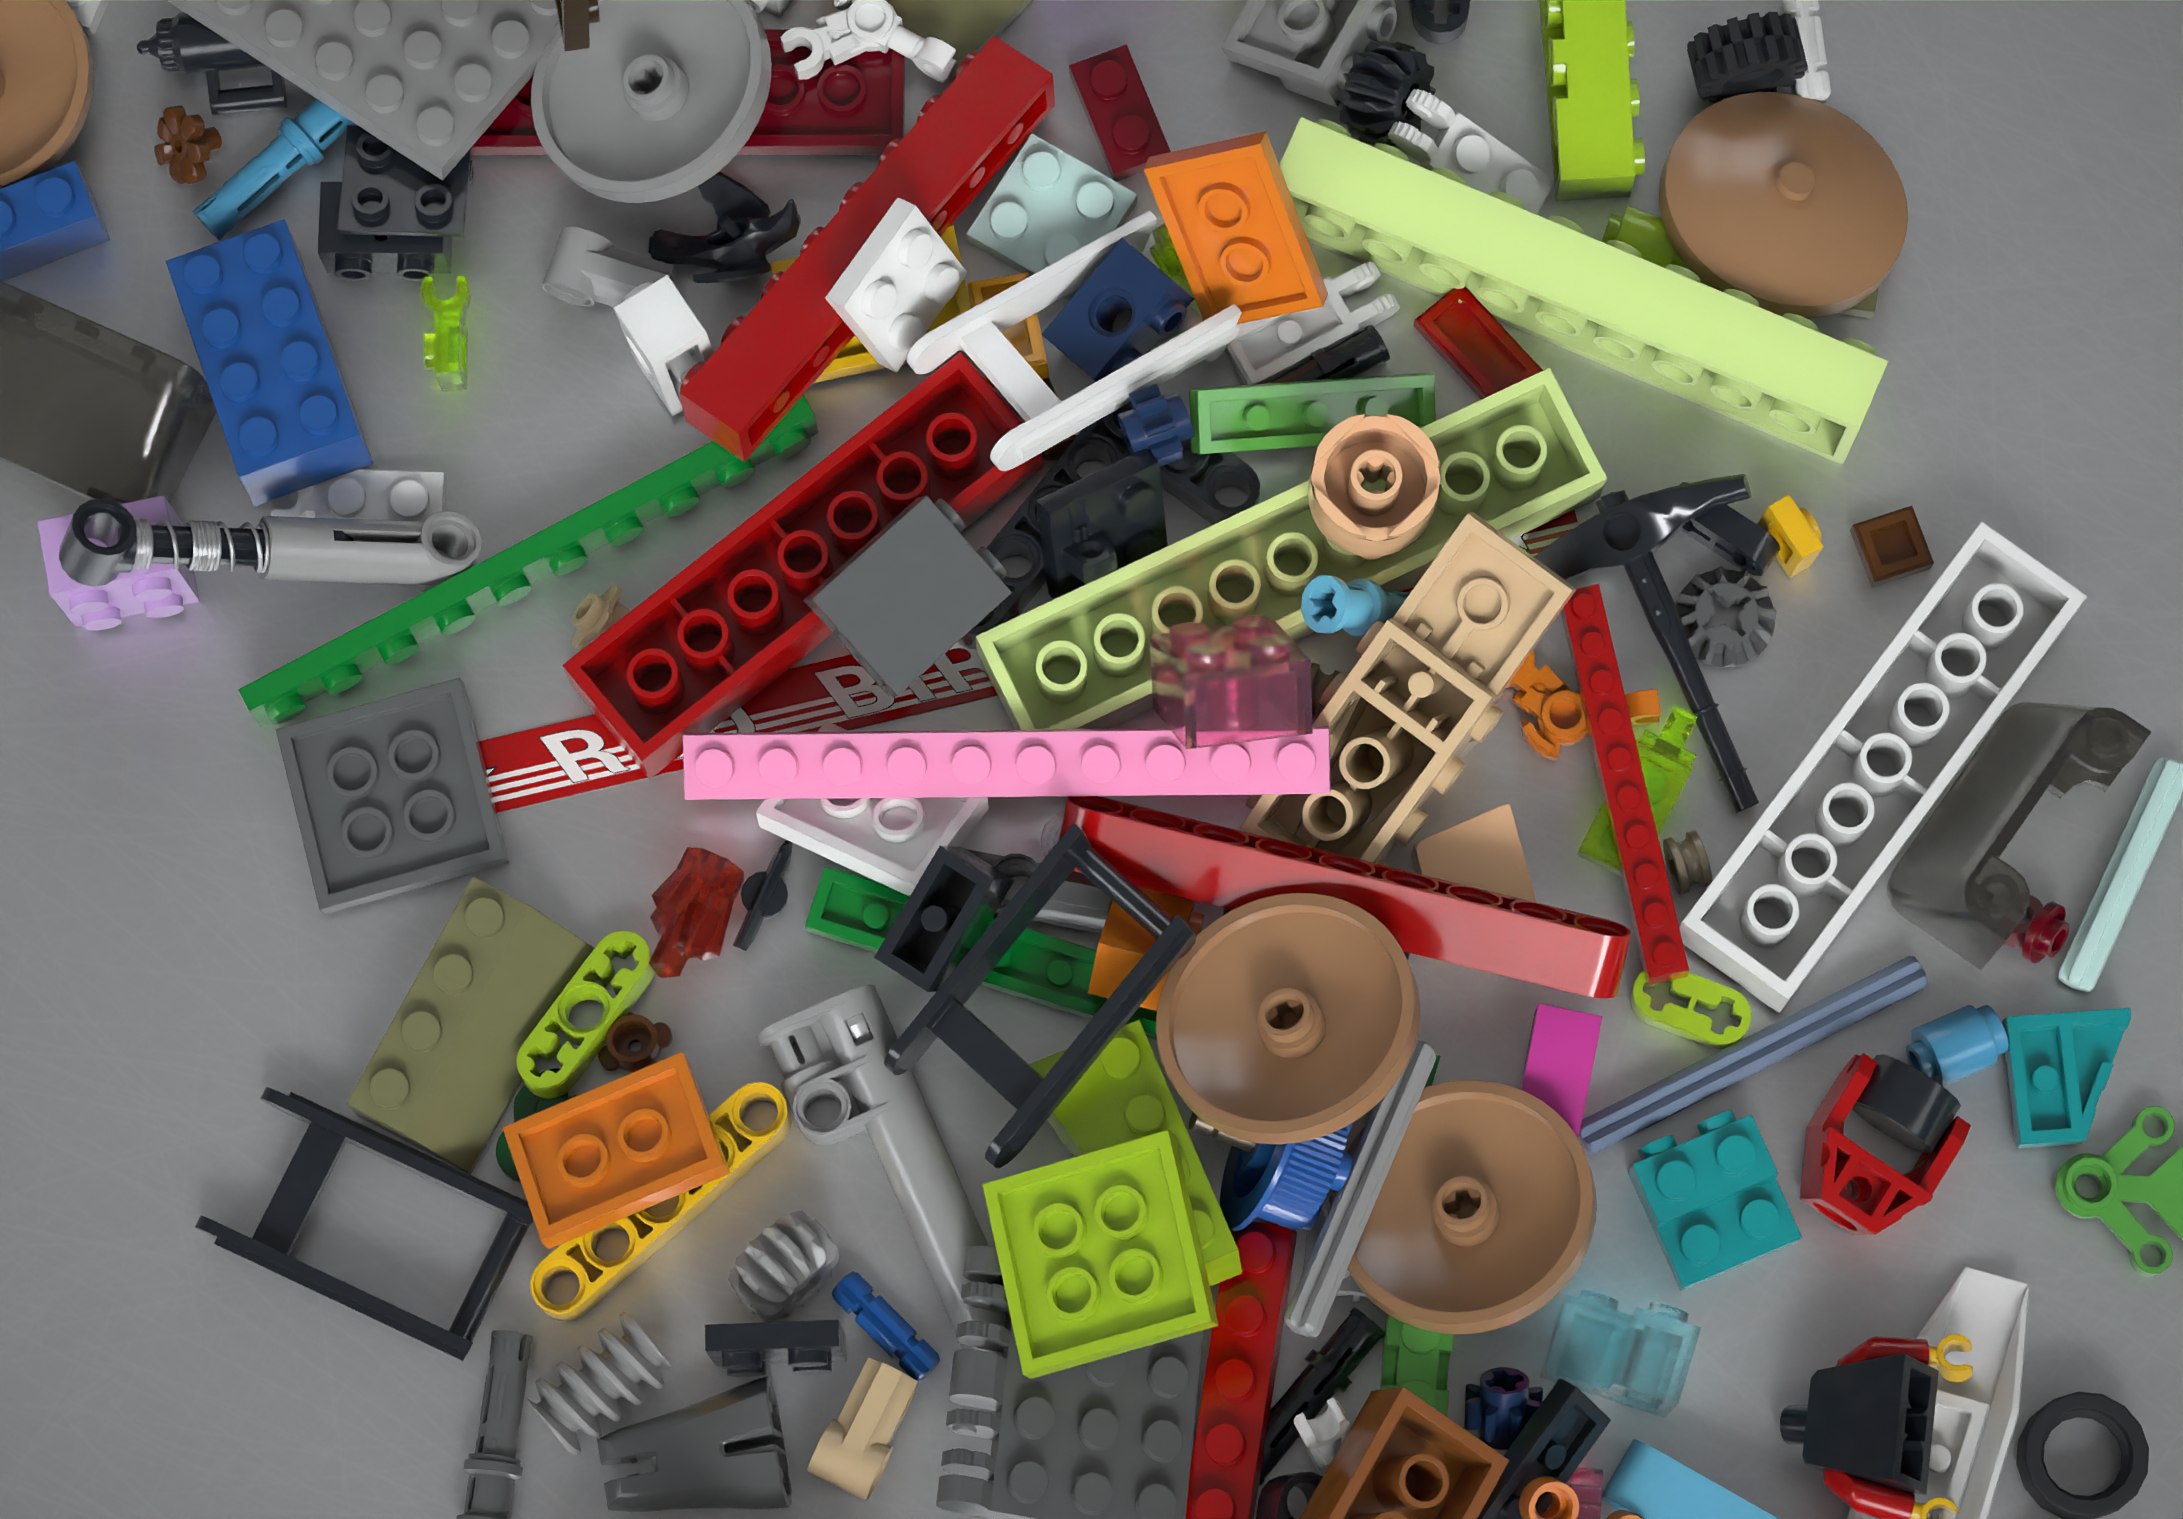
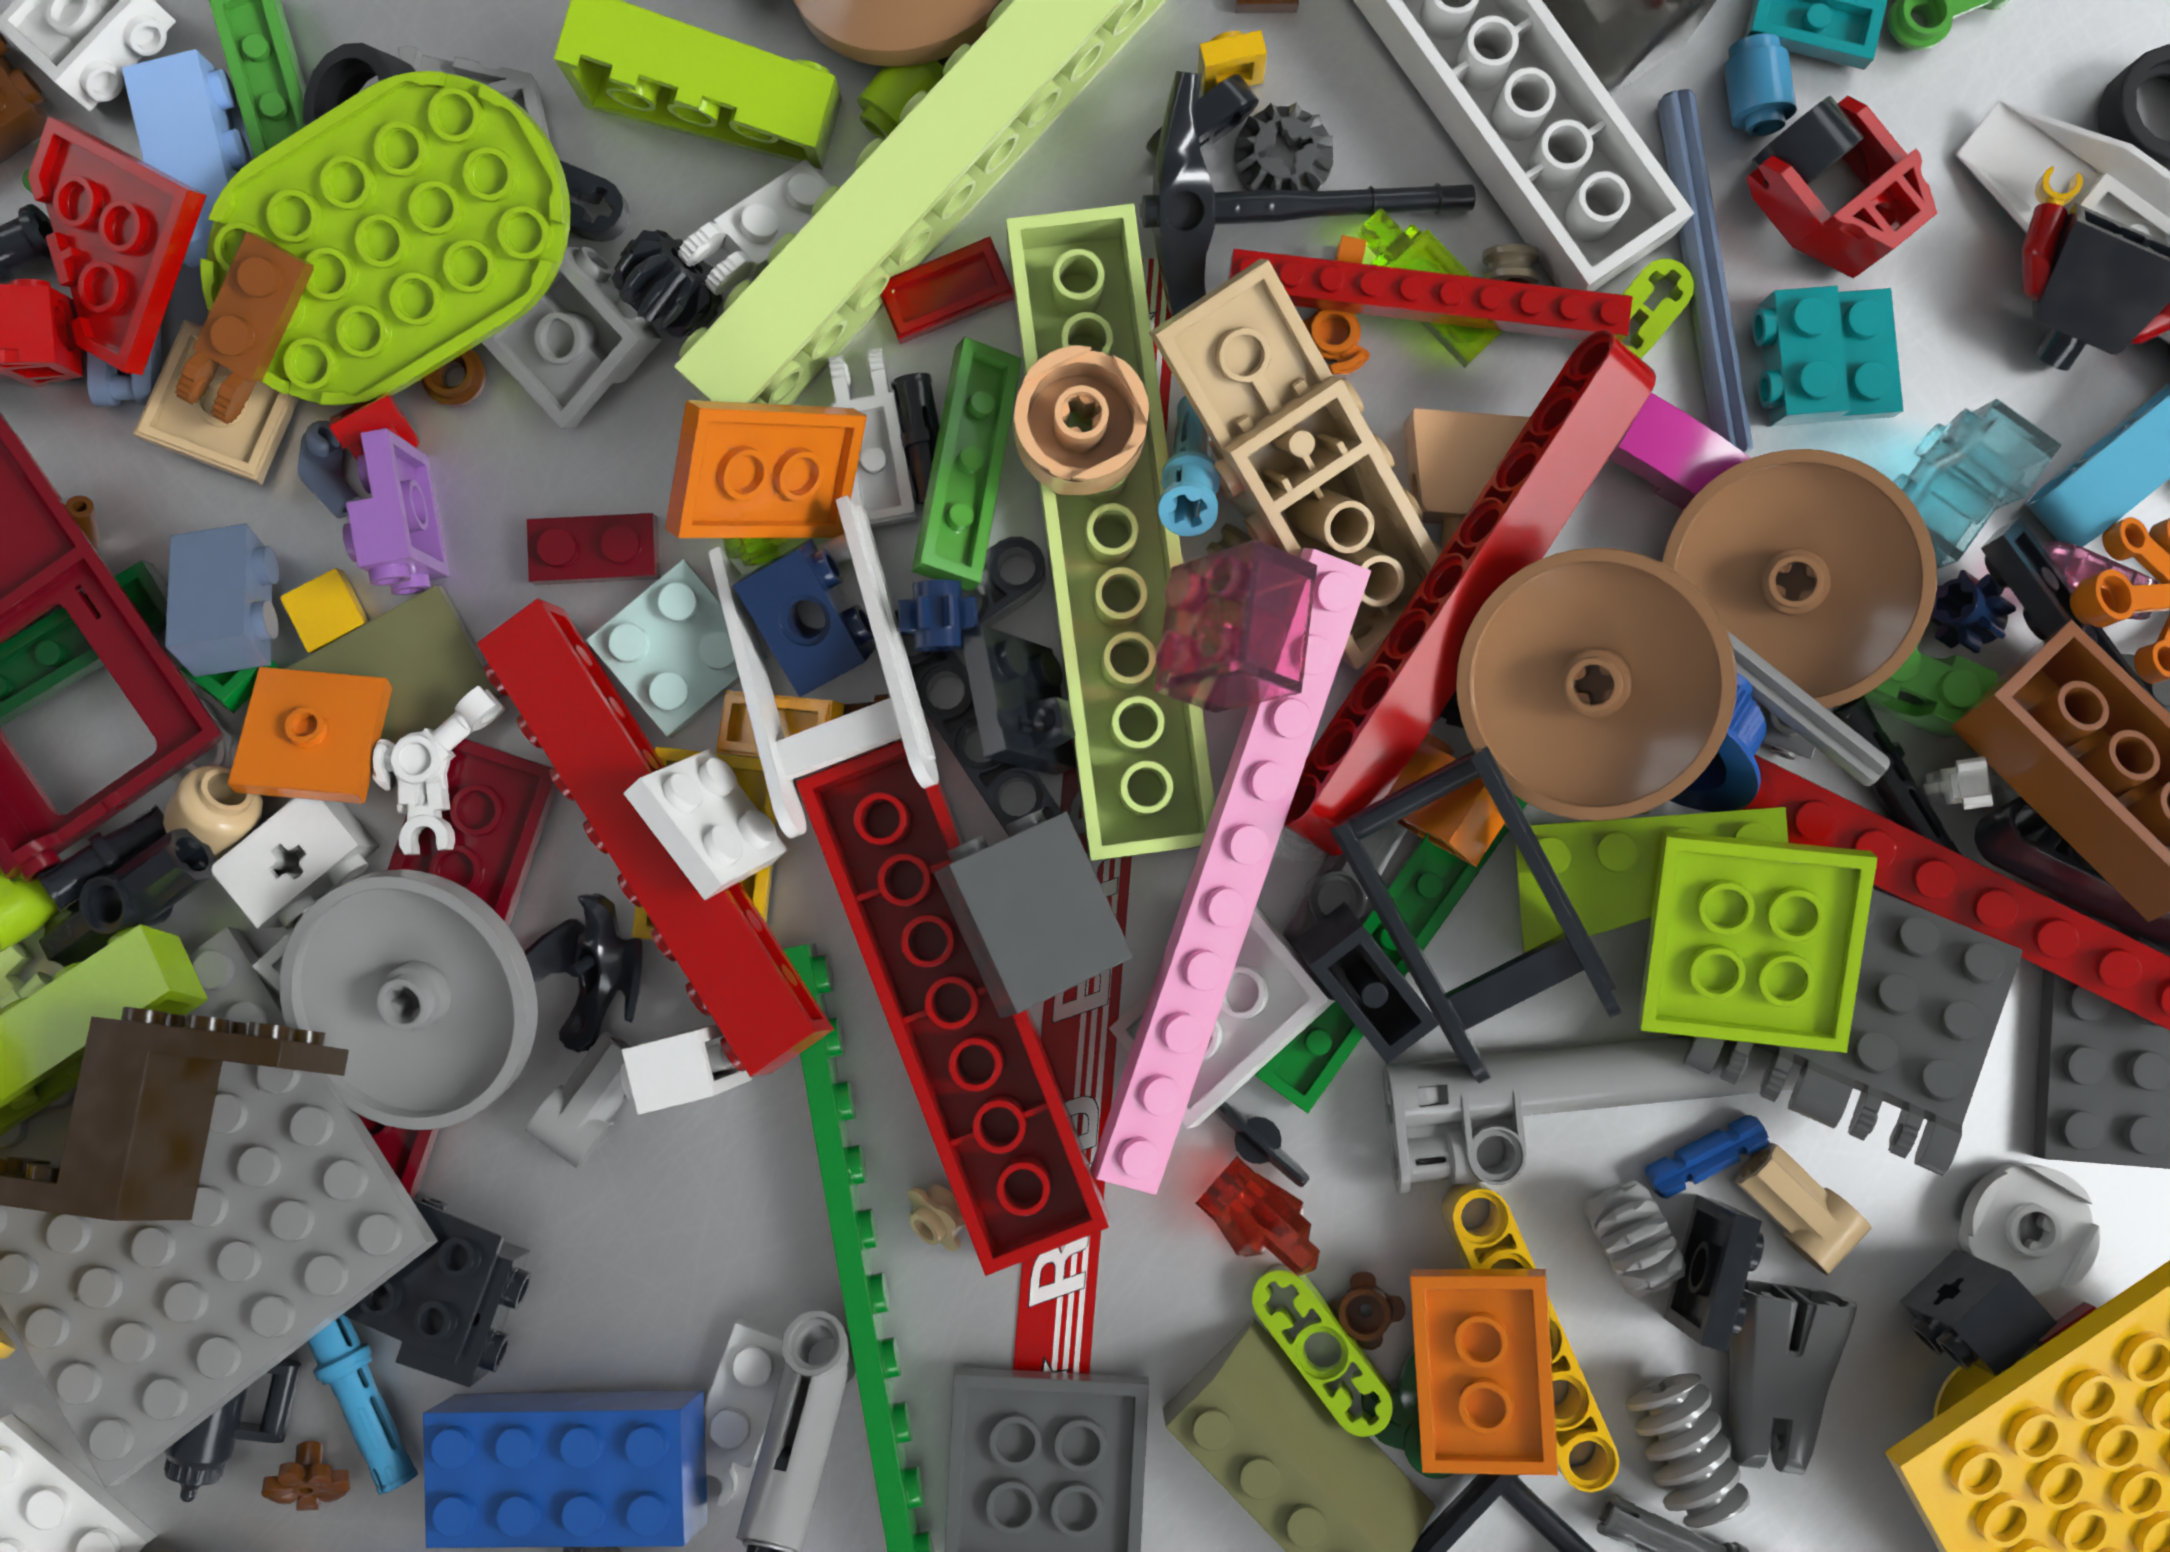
camera: 75 degrees left, 10 degrees up
(448, 347) = (608, 1280): clear neon green plate -> none

